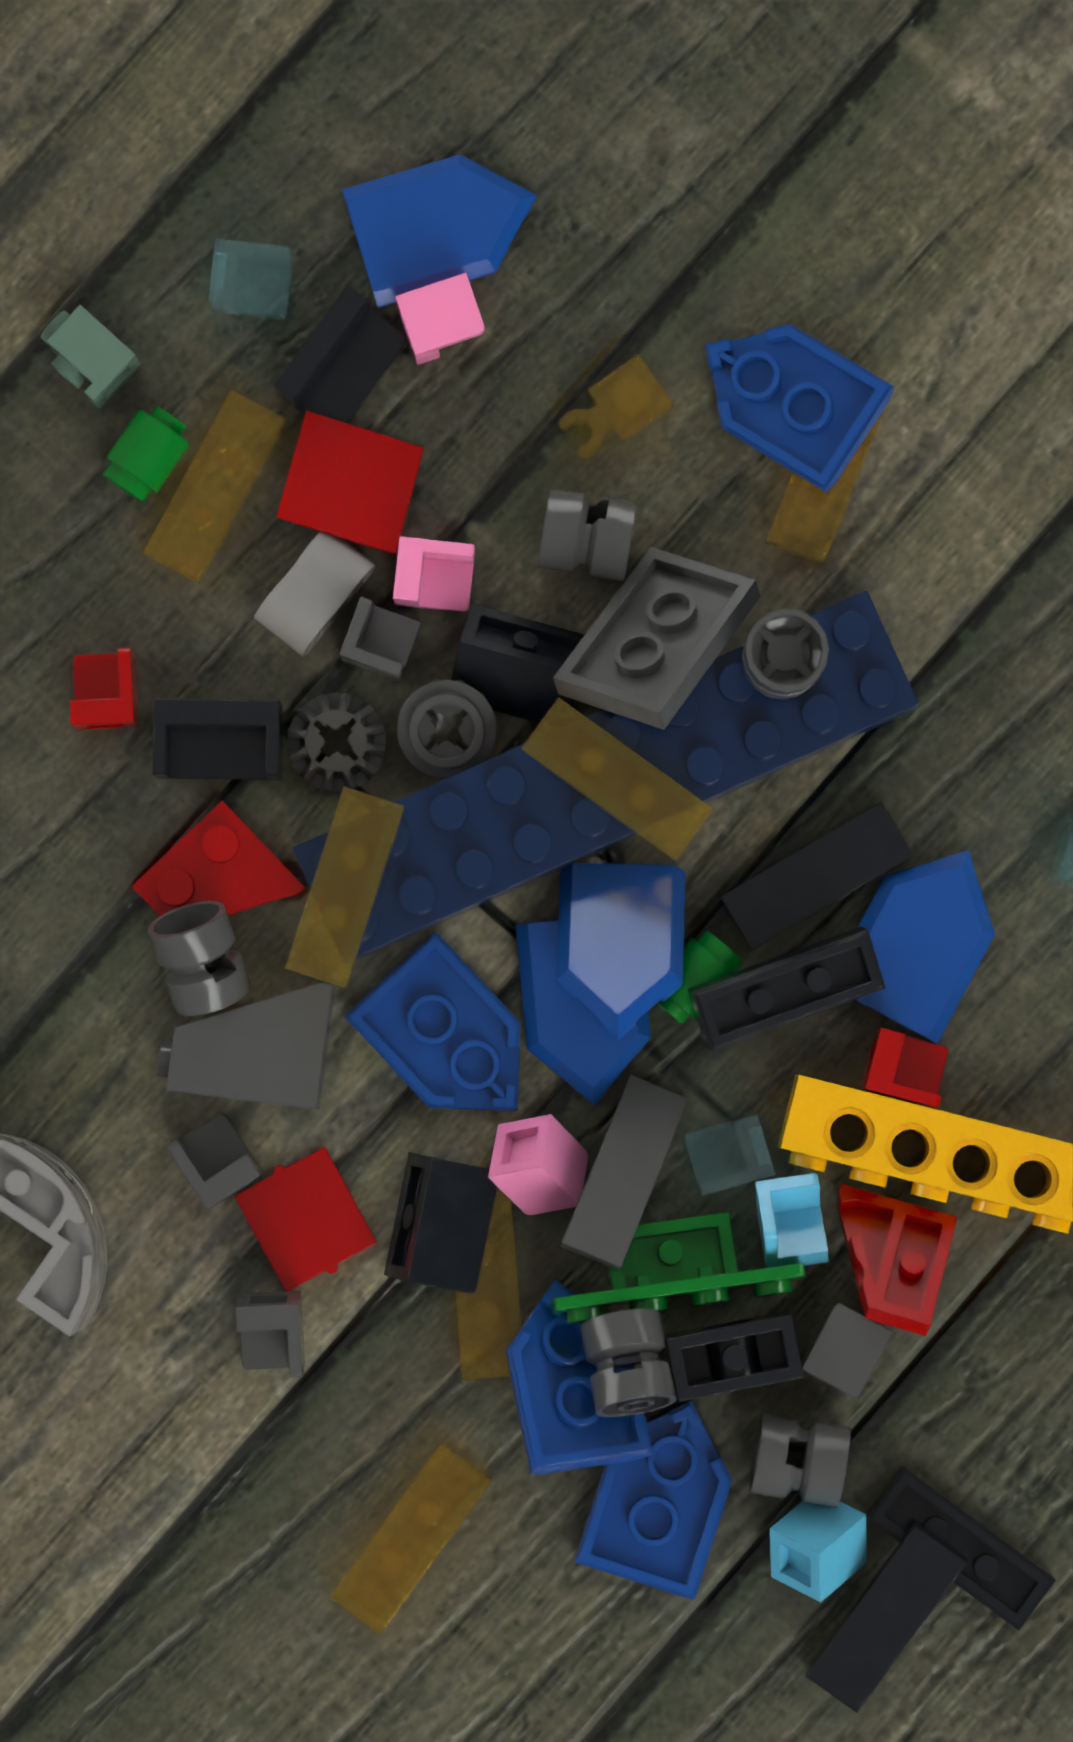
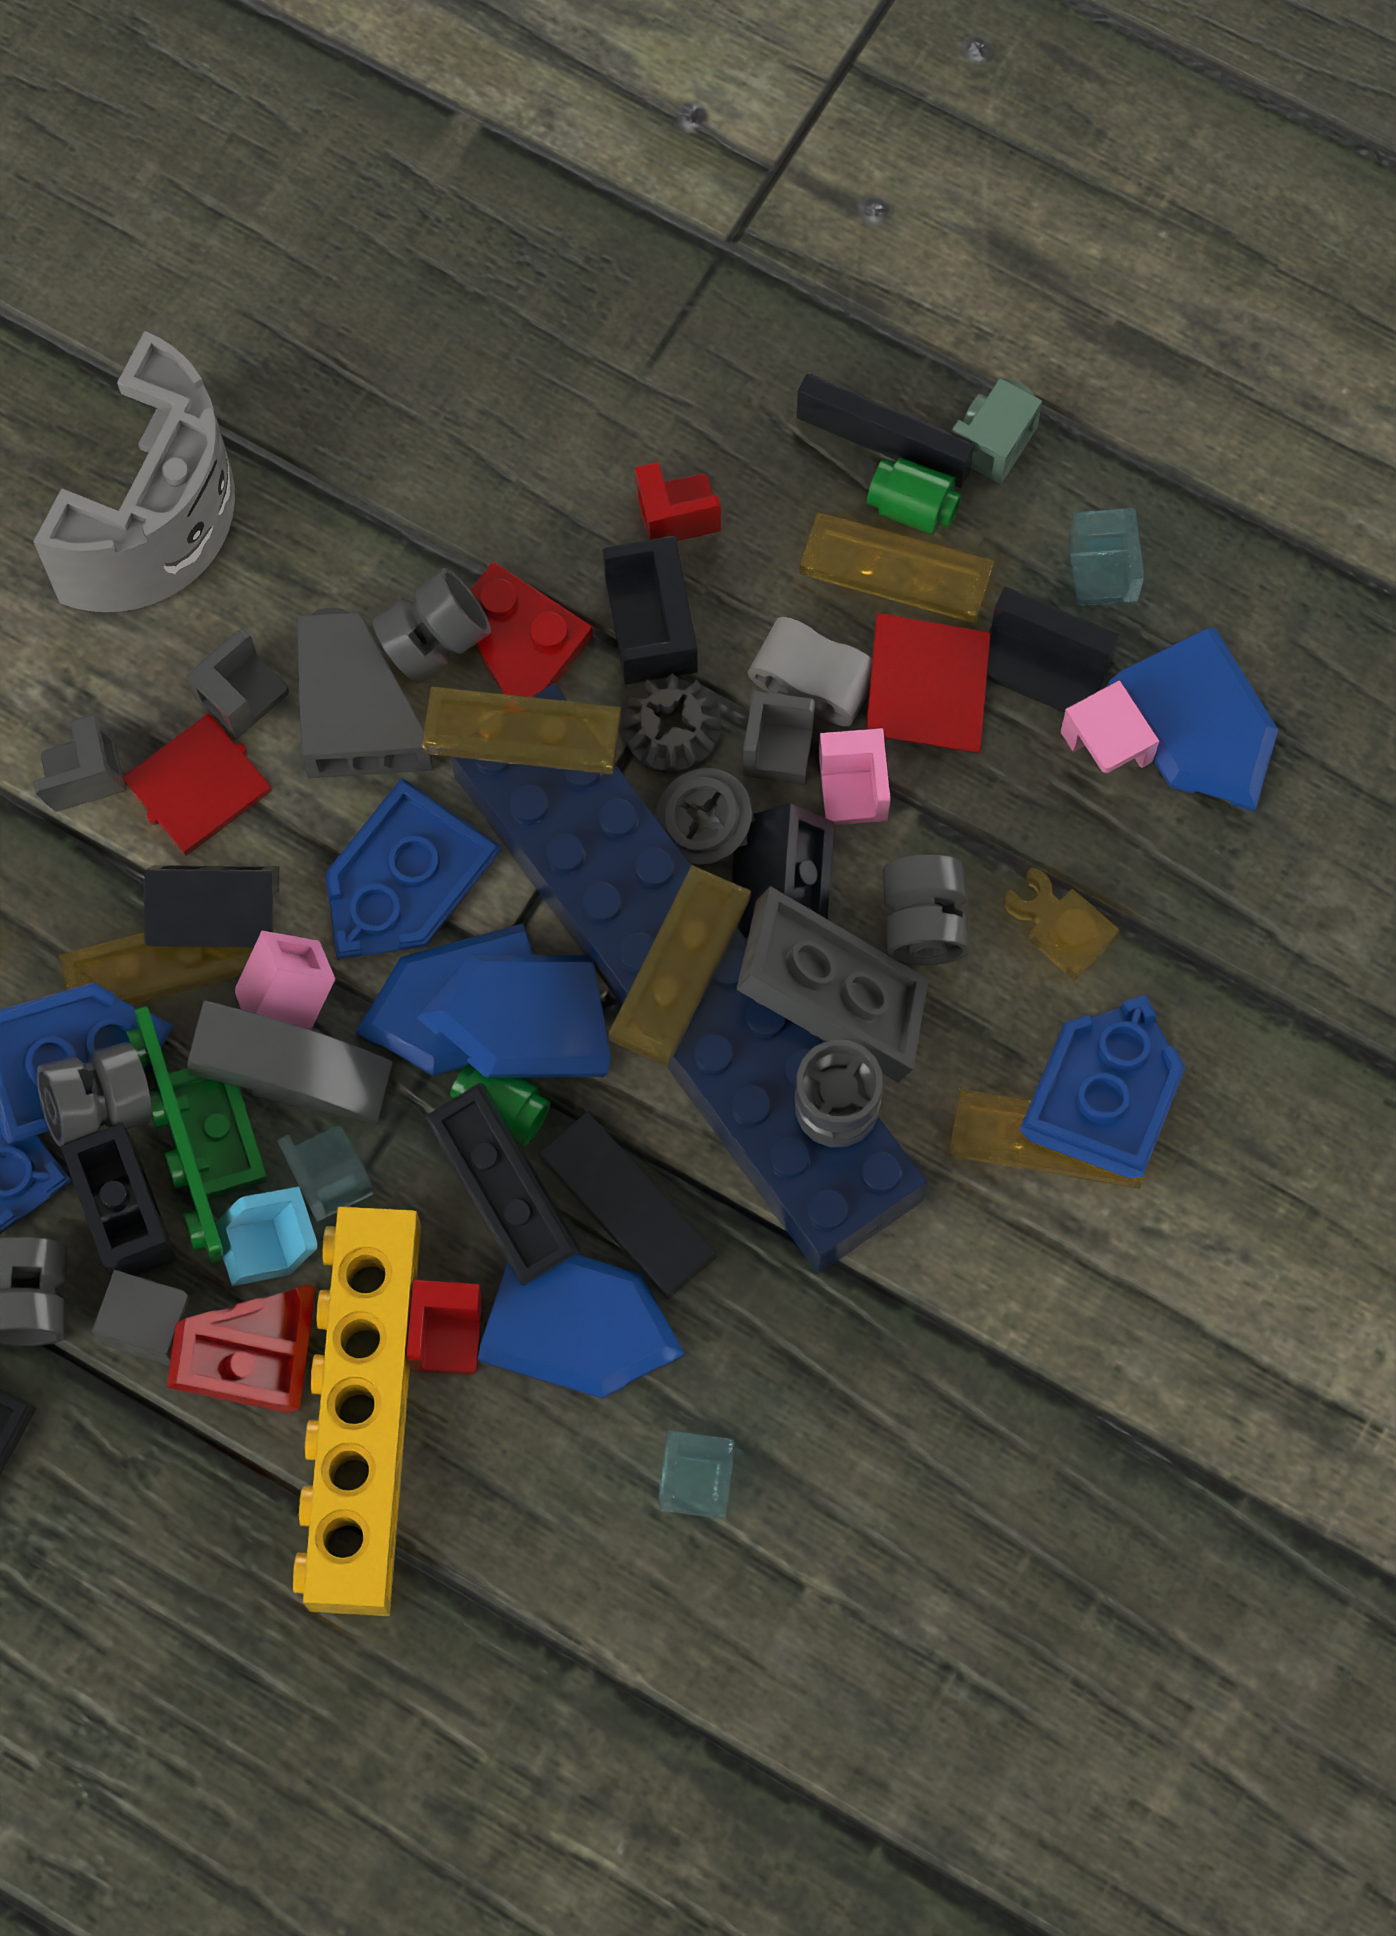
camera: 80 degrees right, 15 degrees down
(69, 467) = (882, 428): none -> black tile

